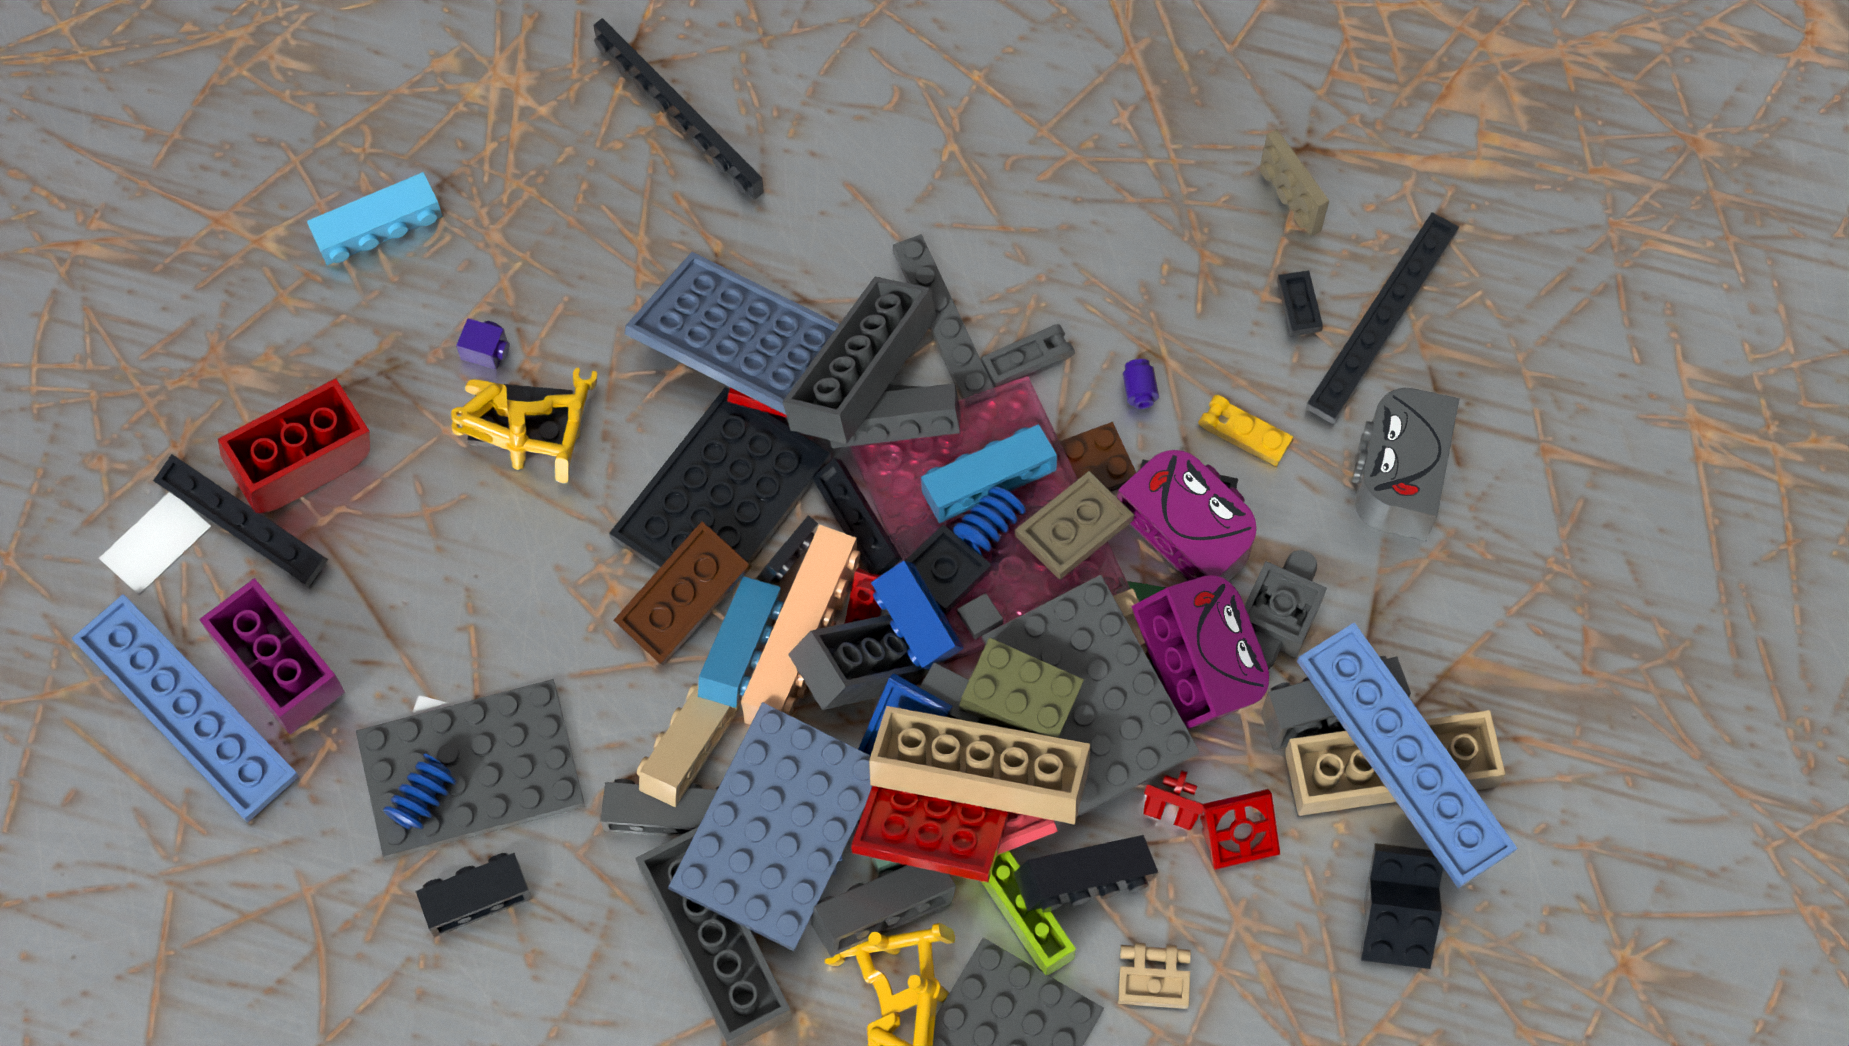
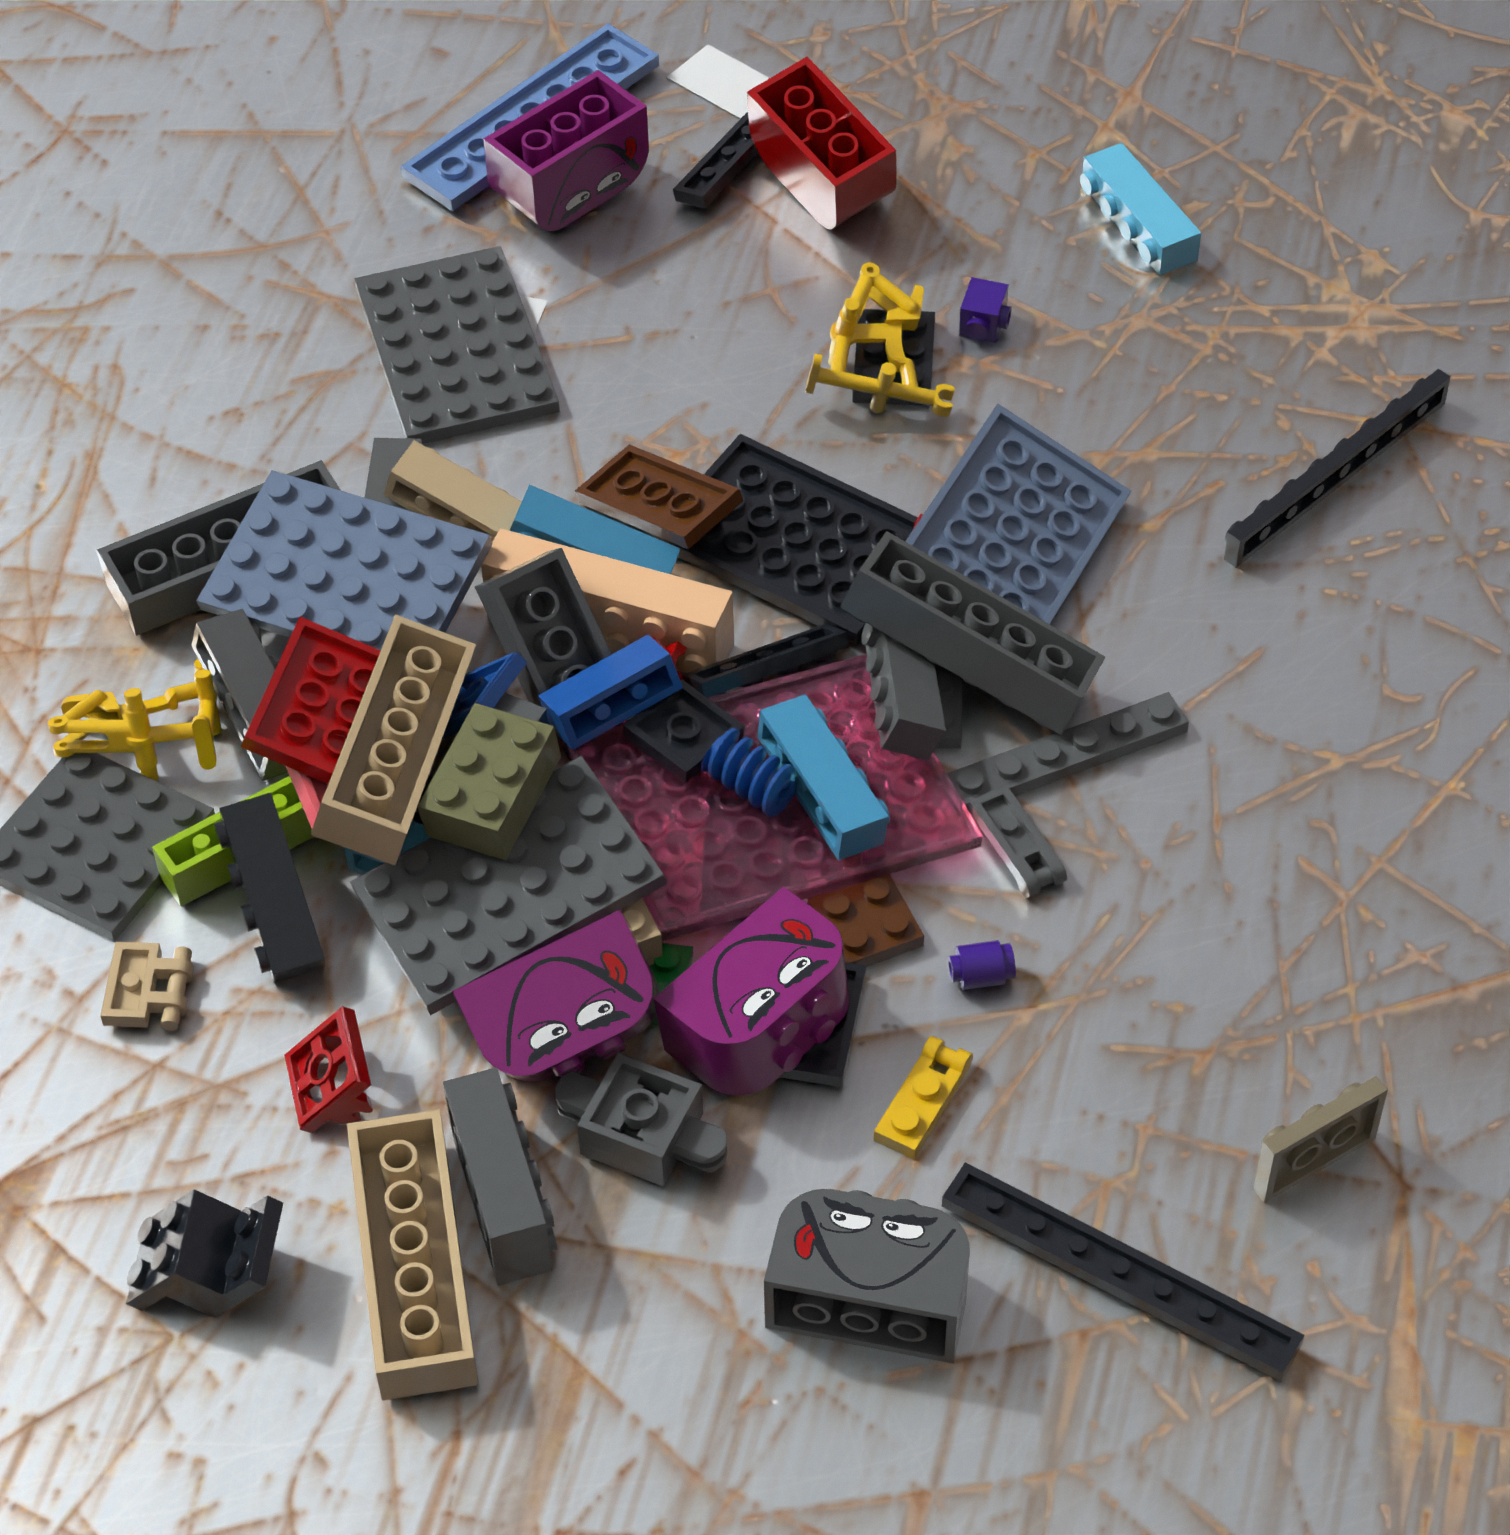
camera: 90 degrees right, 15 degrees down
(420, 794) = (412, 284): blue piece -> none
(473, 894) = (305, 351): black brick -> none
(796, 545) = (697, 568): black plate -> none
(980, 616) = (618, 768): dark grey tile -> none
(1074, 525) = (744, 859): dark tan plate -> none
(1157, 799) = (380, 1001): red hips -> none
(1299, 303) = (1131, 1161): black plate -> none
(1406, 755) = (391, 1221): medium blue plate -> none

